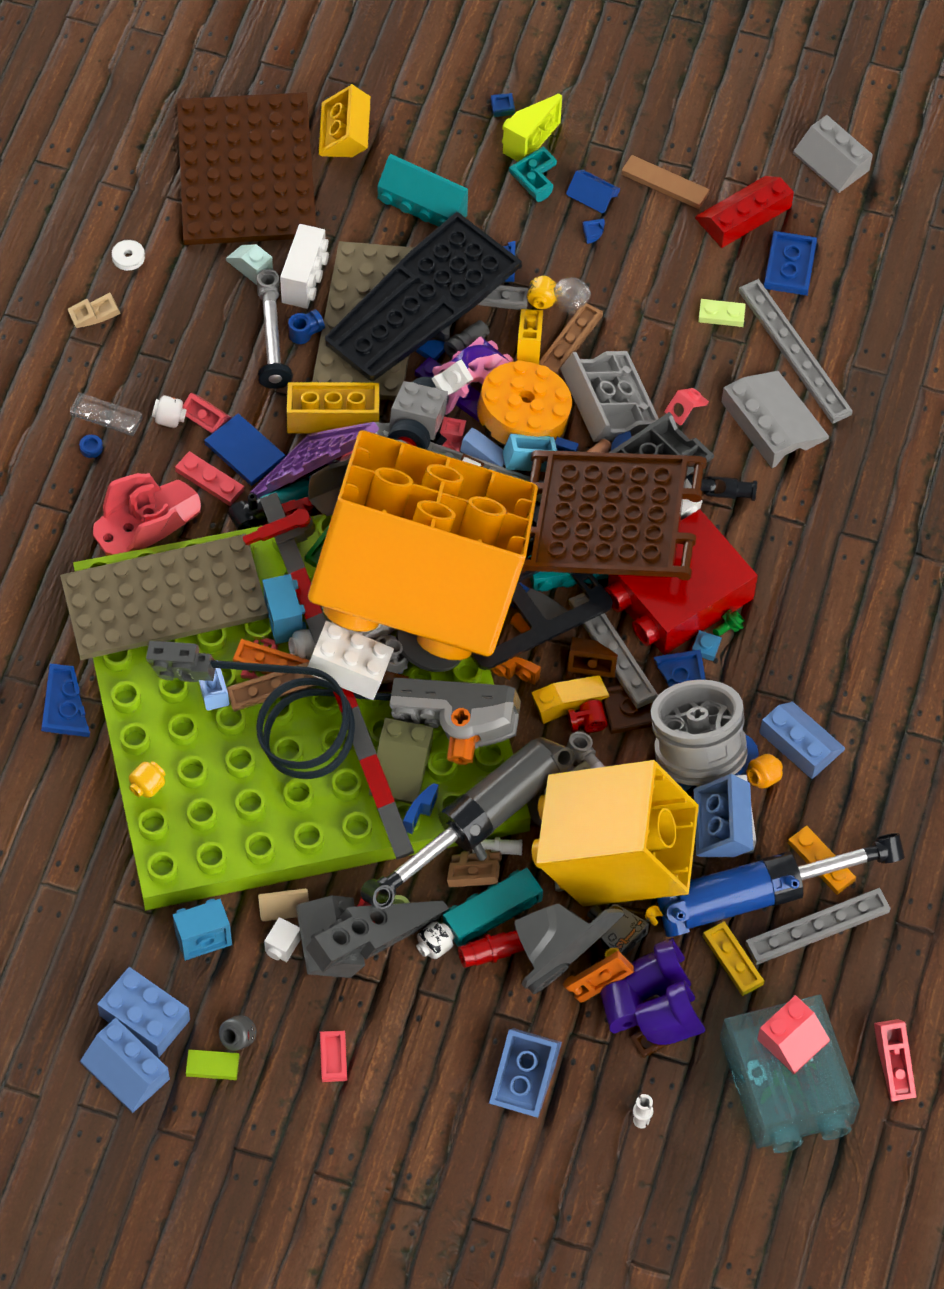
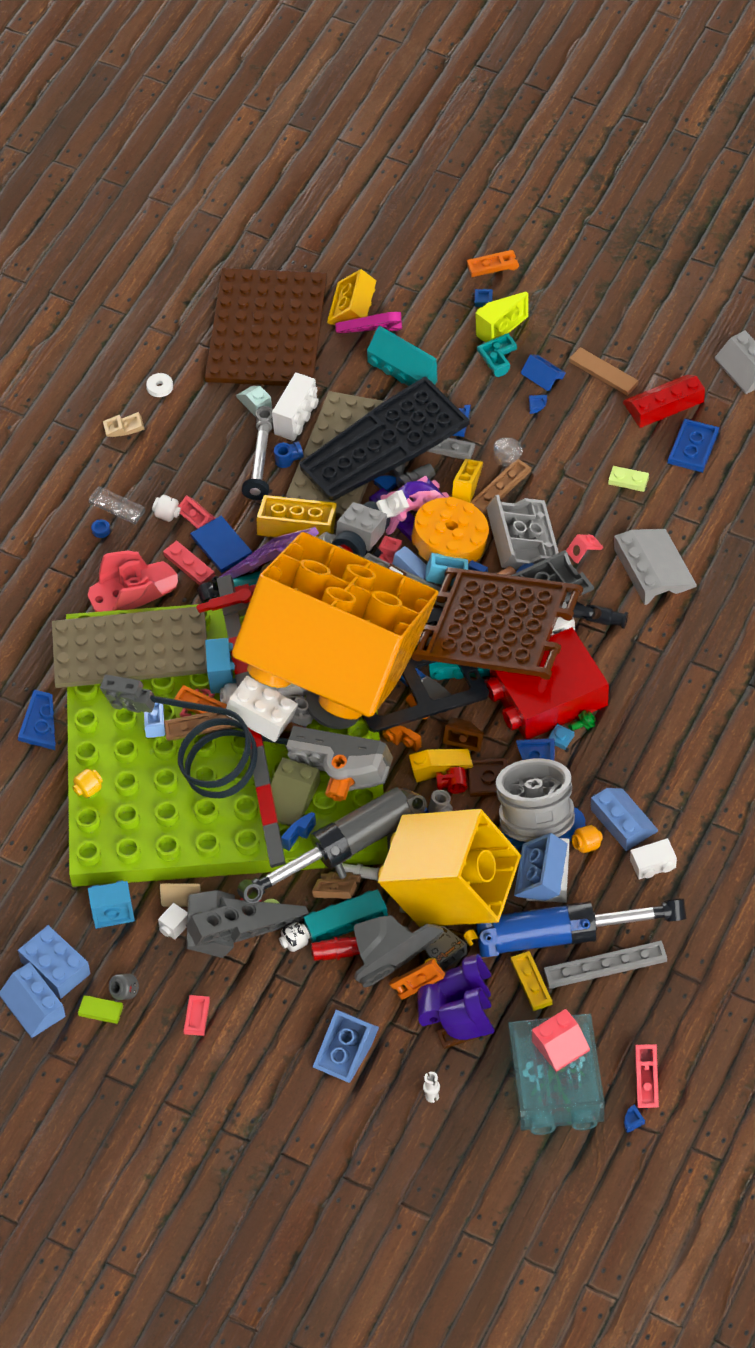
camera: 15 degrees right, 5 degrees down
(397, 147) = (389, 321): none -> dark pink beam
(505, 61) = (492, 263): none -> orange plate
(541, 292) = (483, 447): yellow head -> none
(627, 669) = (491, 746): light grey tile -> none
(795, 351) = (683, 515): light grey tile -> none
(812, 849) = (613, 902): light orange plate -> none
(848, 786) = (653, 859): none -> white brick
(889, 1116) = (633, 1119): none -> blue tile

